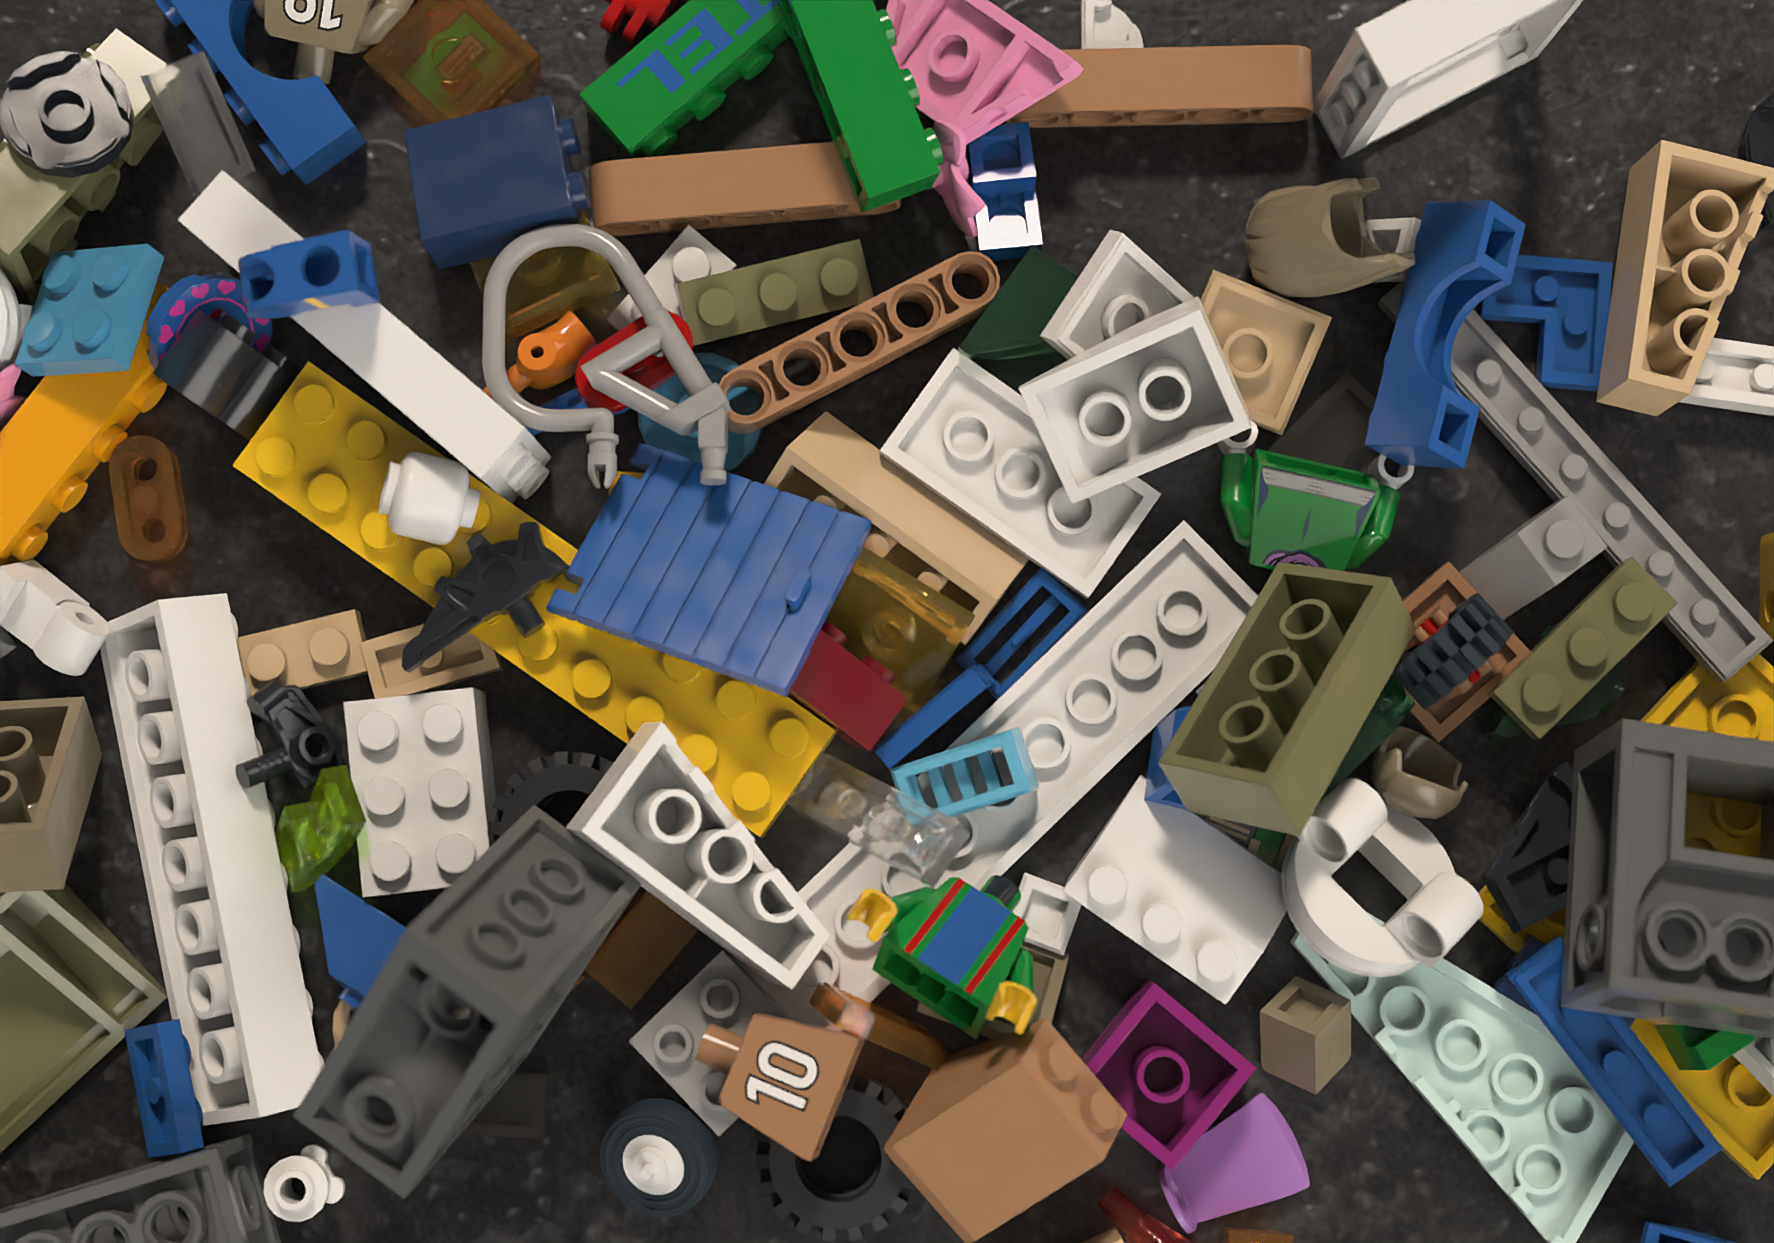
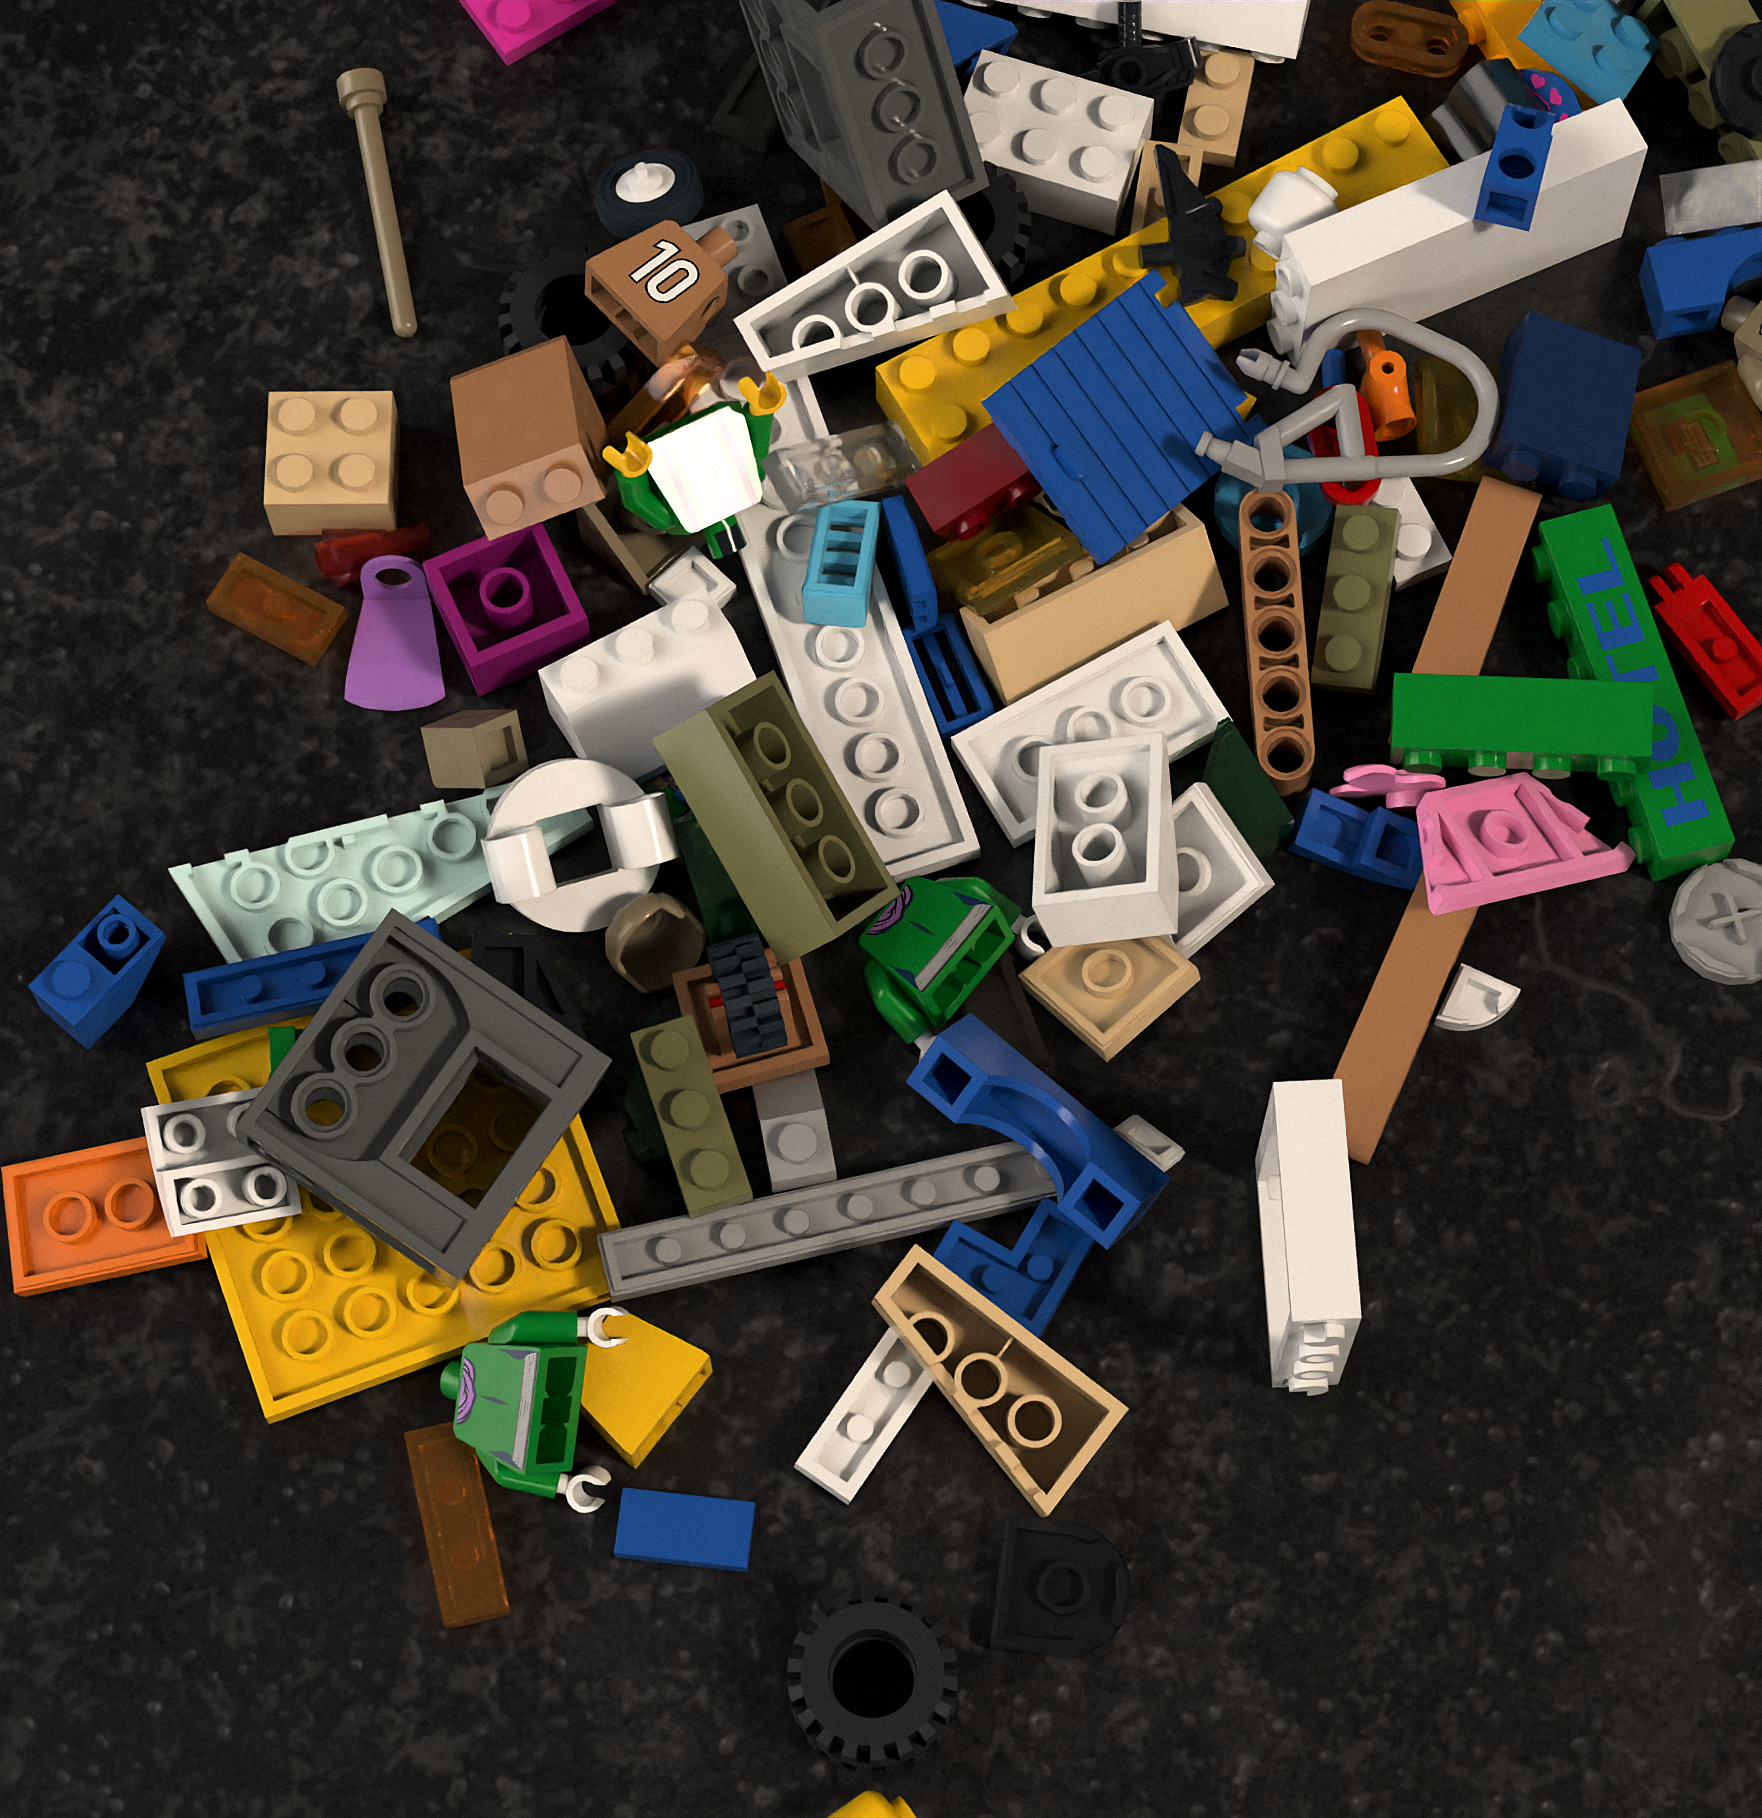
camera: 115 degrees right, 15 degrees down
(320, 831) = (1057, 46): clear neon green slope -> none
(1317, 241) = (1181, 1073): dark tan hair -> none

